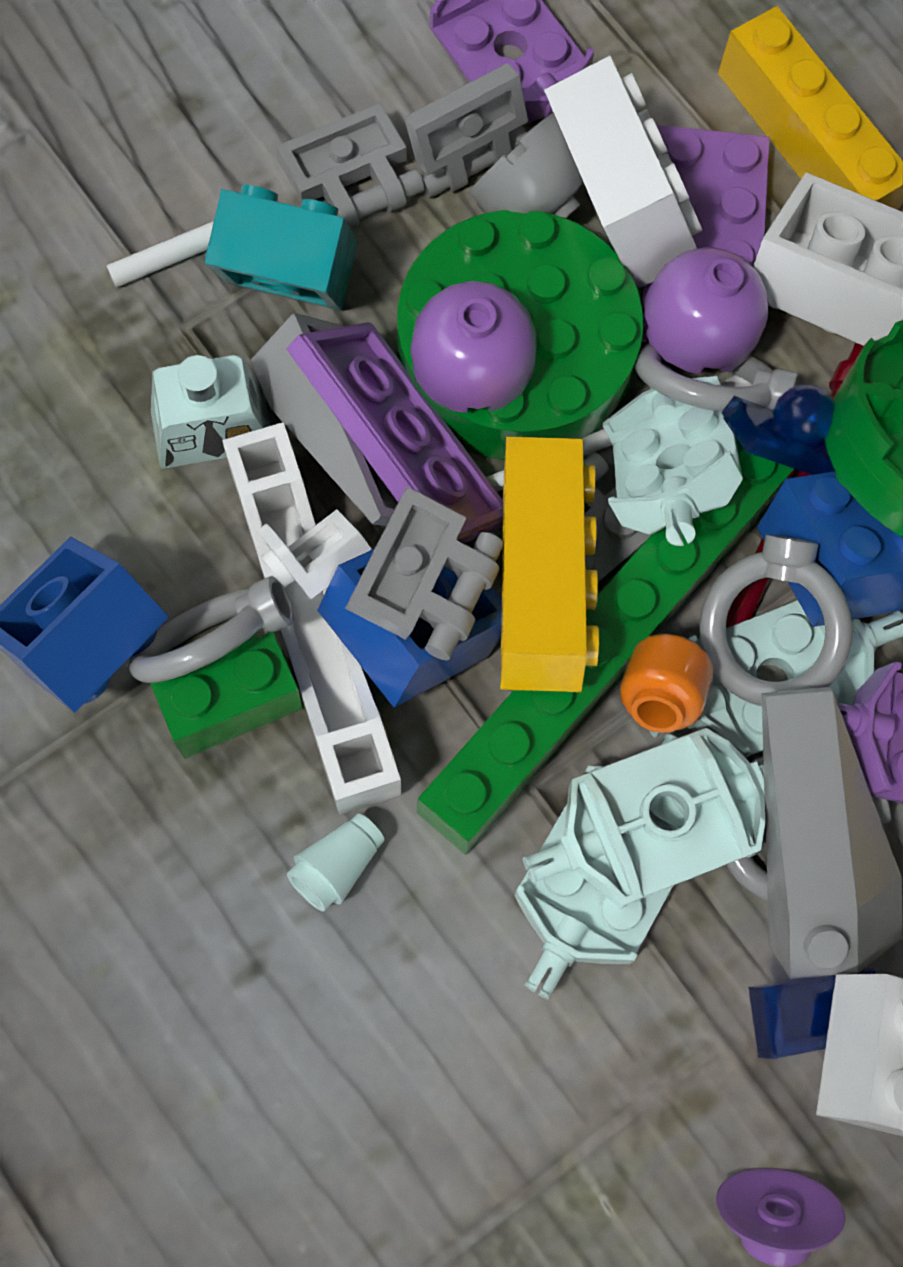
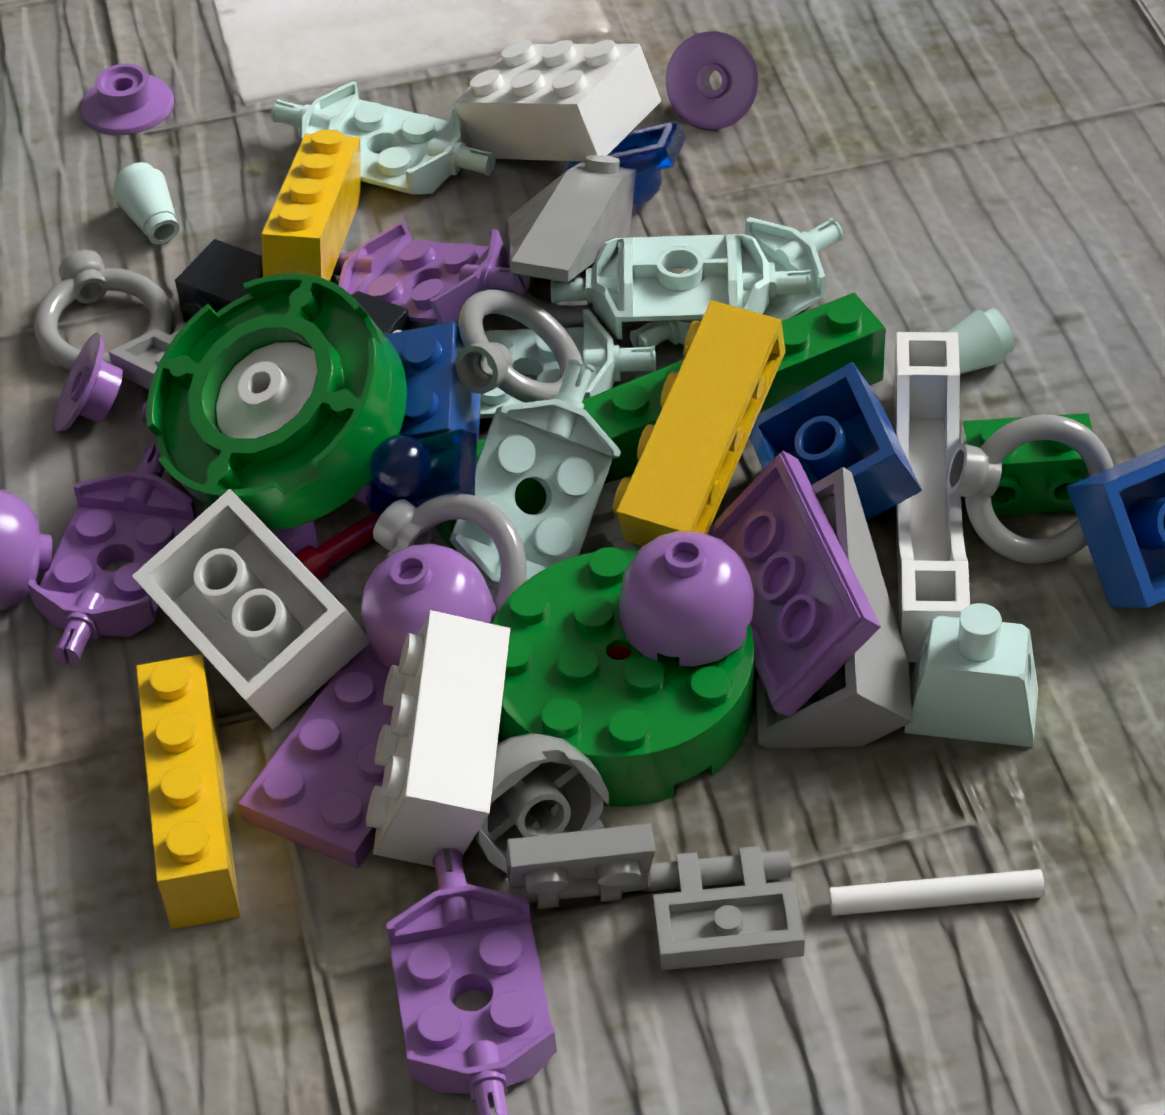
camera: 150 degrees left, 25 degrees down
(282, 247) = (842, 782): teal brick -> none
(314, 555) = (912, 502): white bracket -> none
(407, 564) = (822, 409): light grey plate -> none
(666, 683) = (633, 341): orange head -> none

